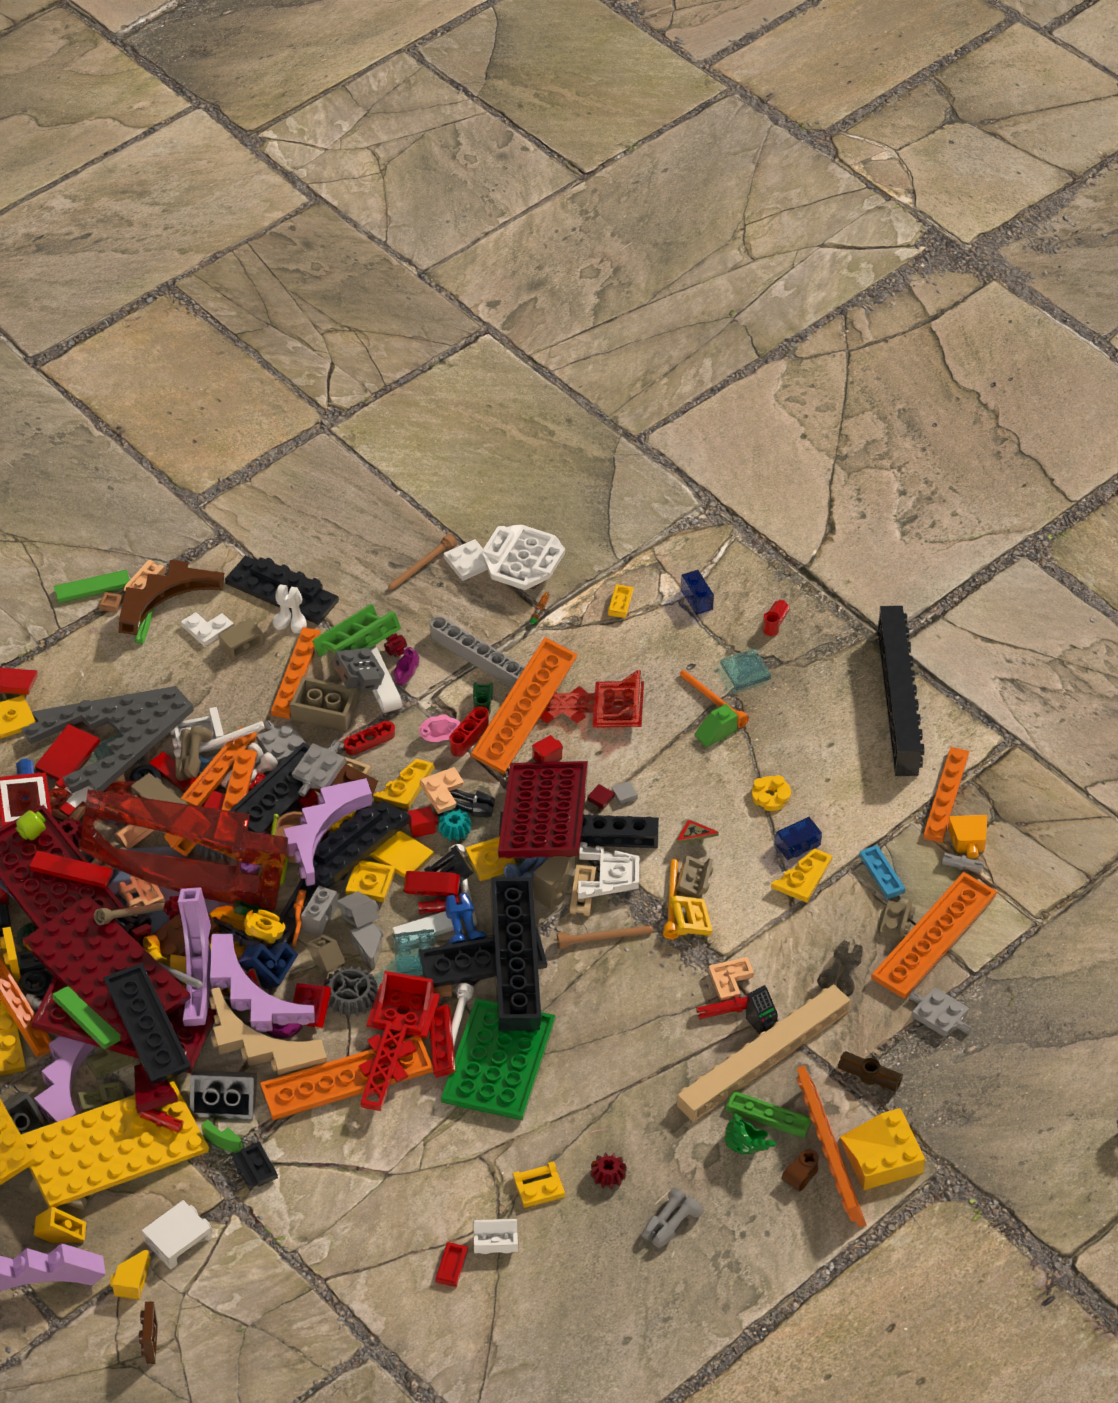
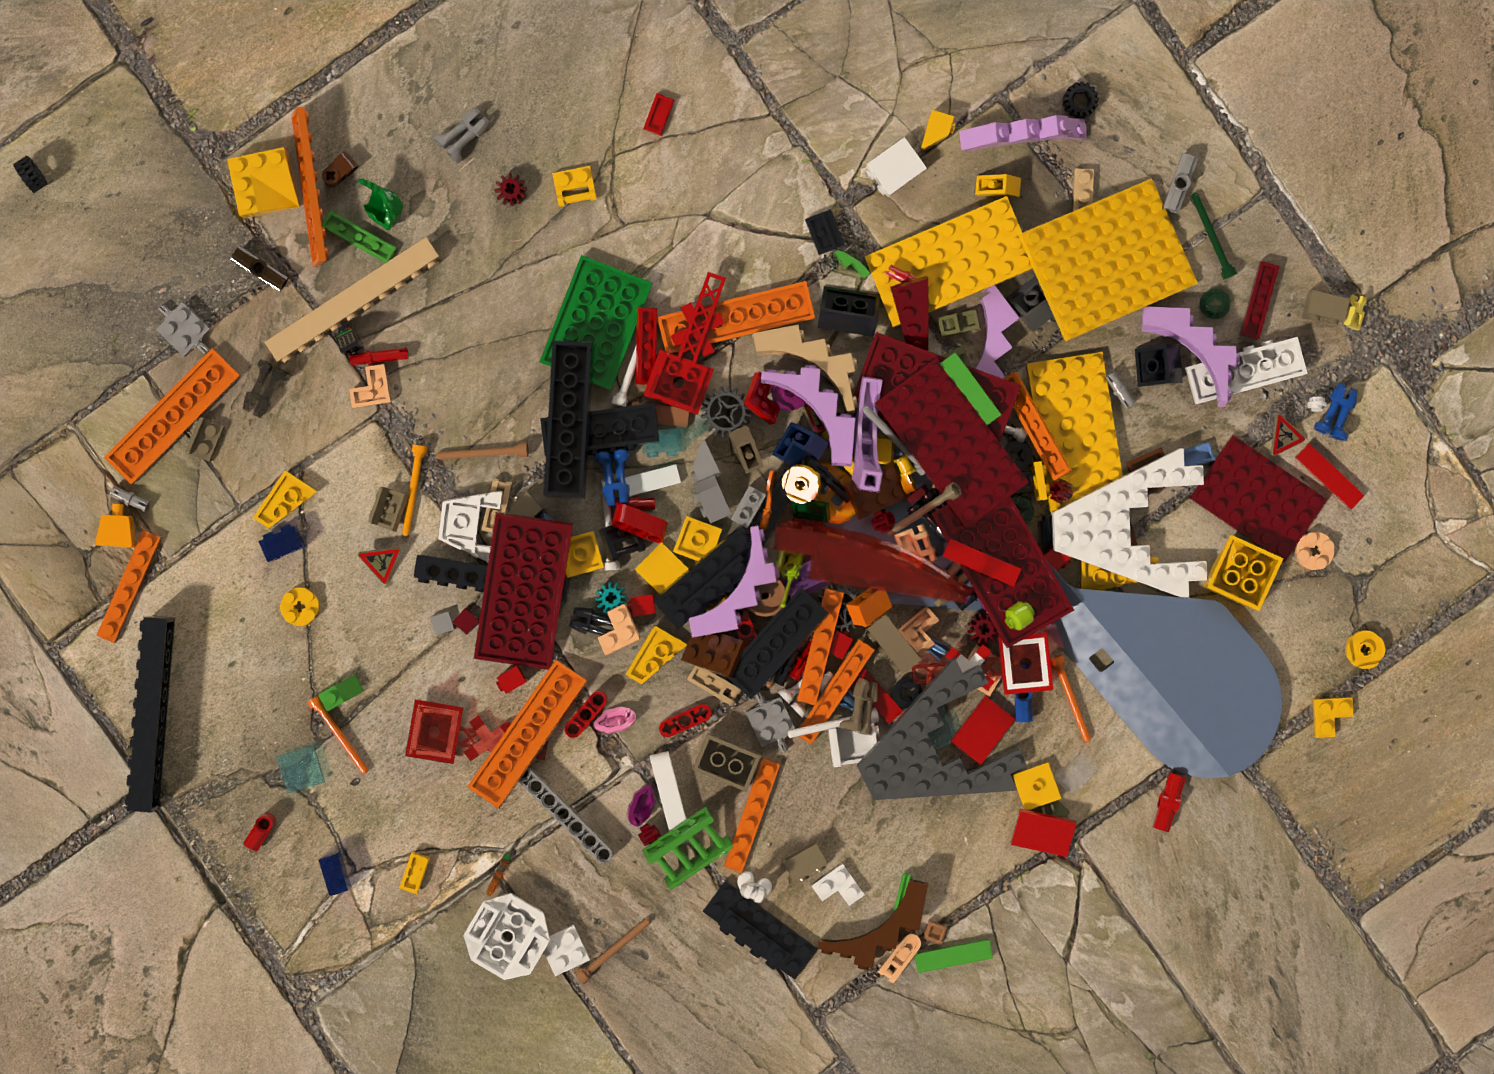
camera: 175 degrees left, 40 degrees up
(147, 1023) = (915, 366): black plate -> none
(149, 1332) = (924, 59): reddish brown plate -> none
(319, 767) = (737, 658): light grey plate -> none
(358, 668) = (688, 791): dark grey piece -> none
(483, 695) = (568, 760): dark green piece -> none
(495, 1236) = (618, 131): white bracket -> none
(696, 914) = (392, 461): yellow plate -> none
(882, 872) = (208, 495): dark azure plate -> none

